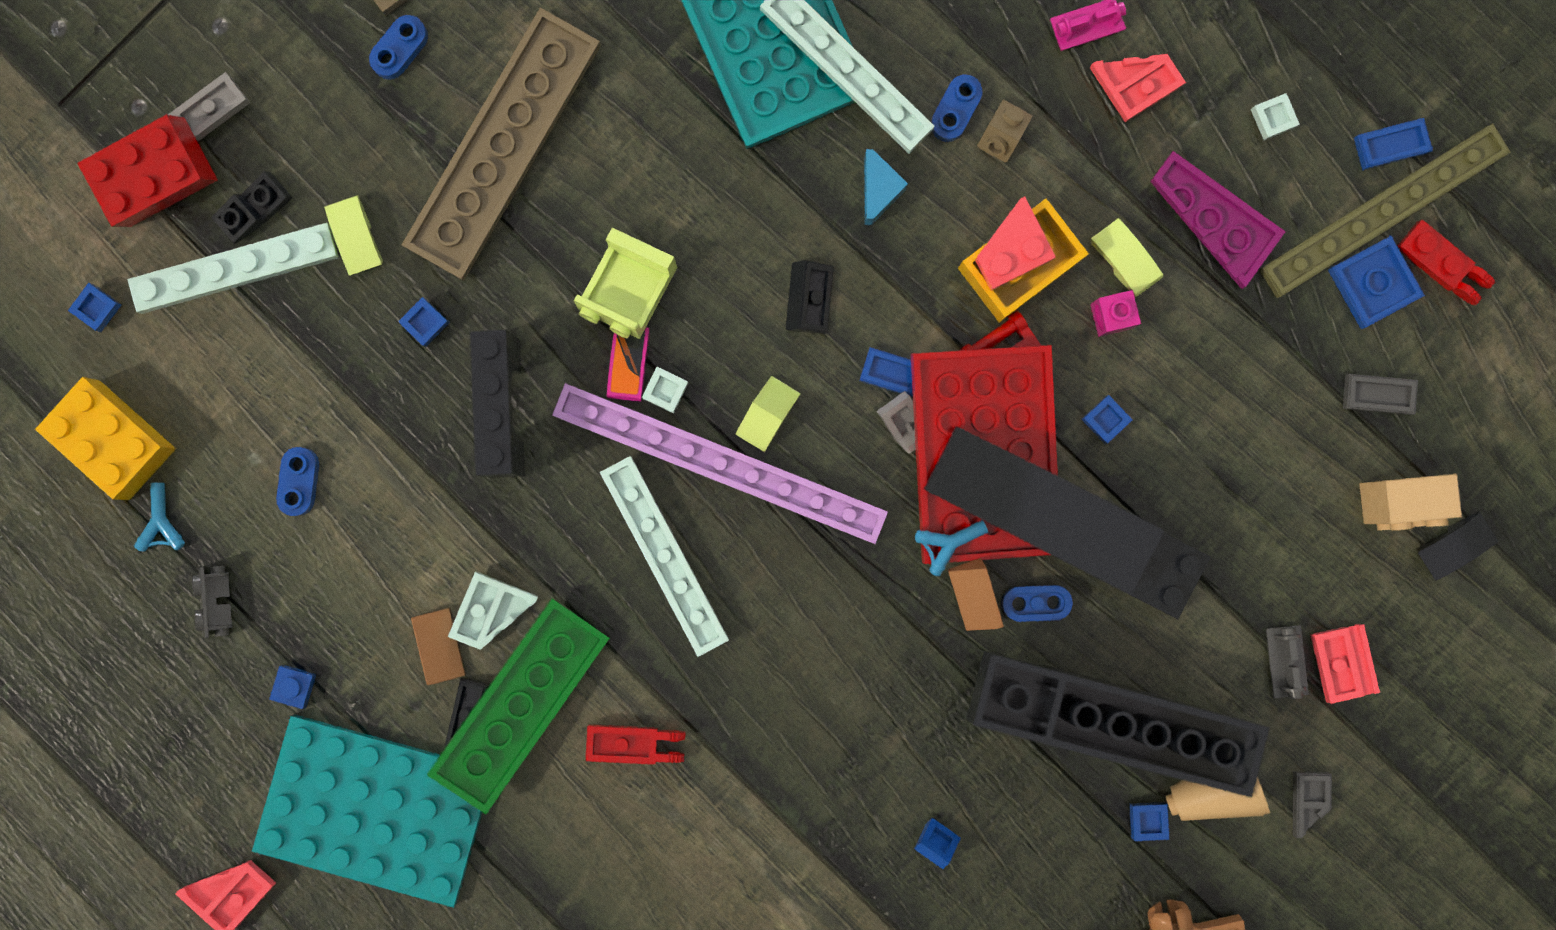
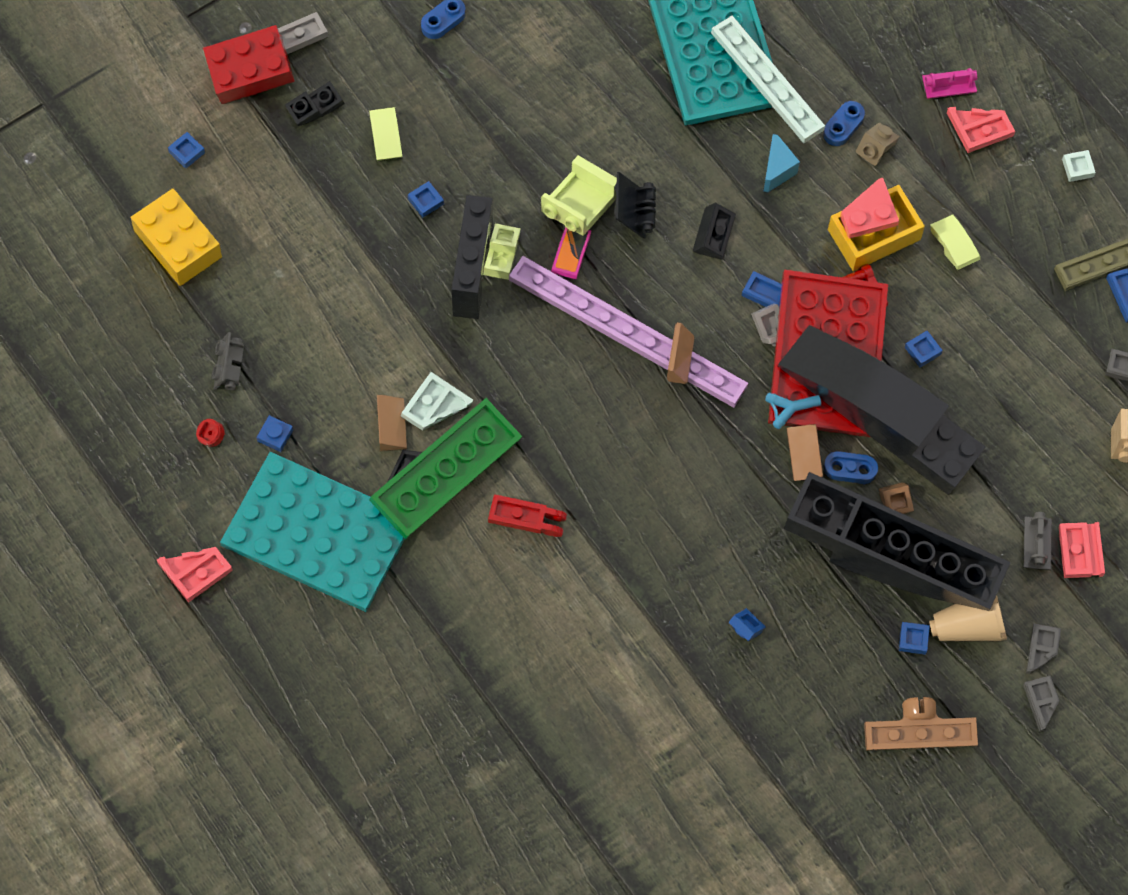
camera: 10 degrees right, 20 degrees down
(158, 523) = (199, 303): dark azure piece -> none
(209, 703) = (210, 432): none -> red tile
(233, 268) = (292, 142): light aqua plate -> none
(301, 482) = (308, 291): blue plate -> none
(501, 144) = (505, 92): dark tan plate -> none
(538, 377) = (502, 251): none -> yellowish green slope
(664, 556) = (574, 388): light aqua plate -> none
(665, 390) = (595, 274): light aqua plate -> none
(696, 288) = (635, 205): none -> black hinge
(767, 413) = (668, 304): yellowish green slope -> none
(795, 492) = (680, 355): none -> medium nougat slope
(1099, 631) = (897, 497): none -> medium nougat slope
(1115, 313) = (940, 276): dark pink brick -> none
(1221, 221) = (1030, 230): magenta wing -> none
(1319, 870) = (1042, 699): none -> dark grey tile

